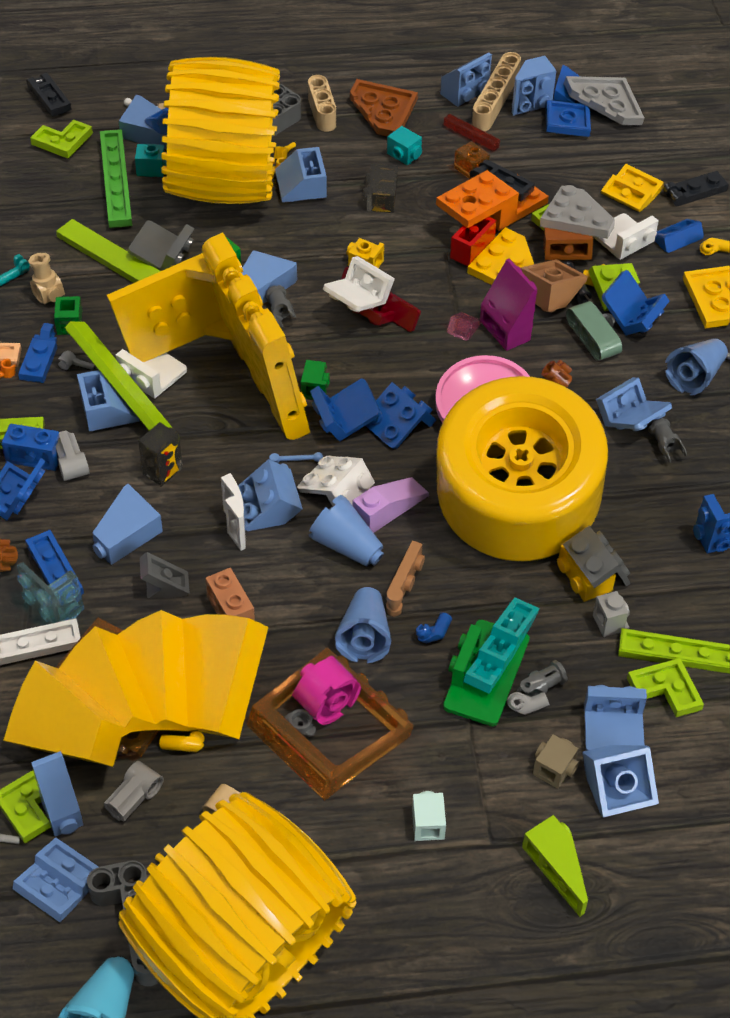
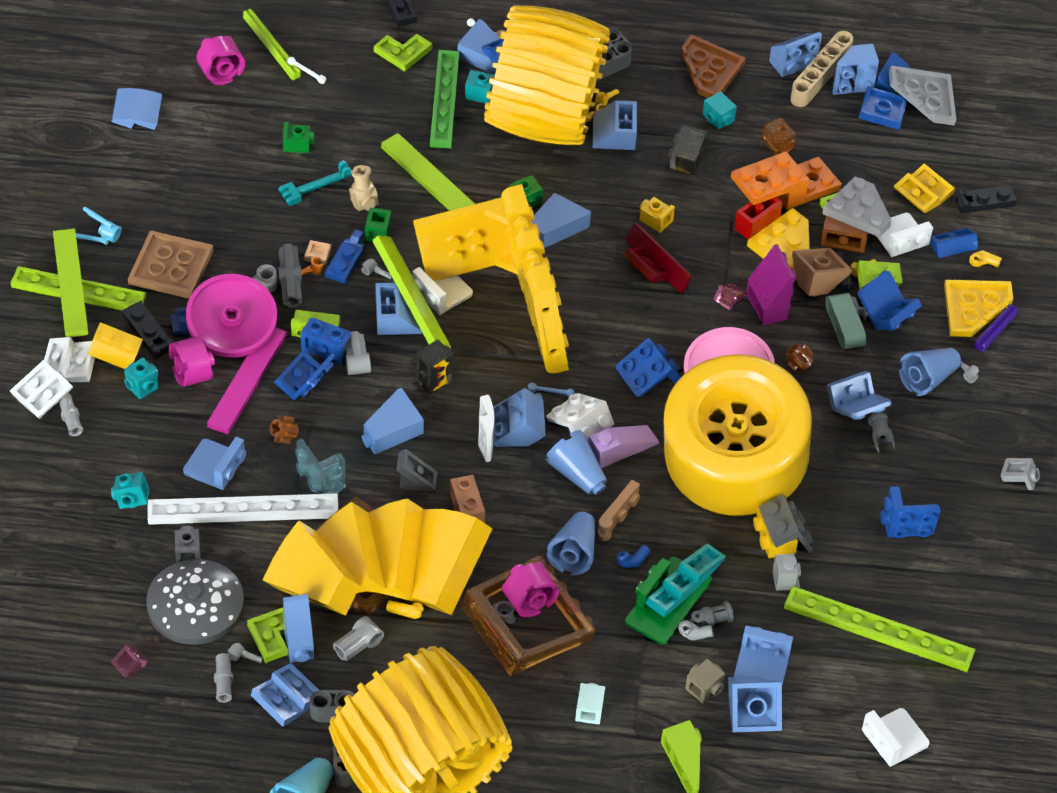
camera: 10 degrees right, 0 degrees up
(49, 557) = (324, 438): blue plate -> none
(159, 246) = (472, 174): dark grey bracket -> none
(279, 304) = (568, 249): dark grey piece -> none
(313, 376) = (582, 324): green brick -> none
(322, 103) = (652, 54): tan beam -> none
(346, 410) = (604, 355): blue bracket -> none
(362, 287) = (642, 247): white bracket -> none
(471, 132) = (787, 106): clear red axle -> none
(515, 181) = (808, 164): black plate -> none
(672, 681) = (820, 635): lime plate -> none

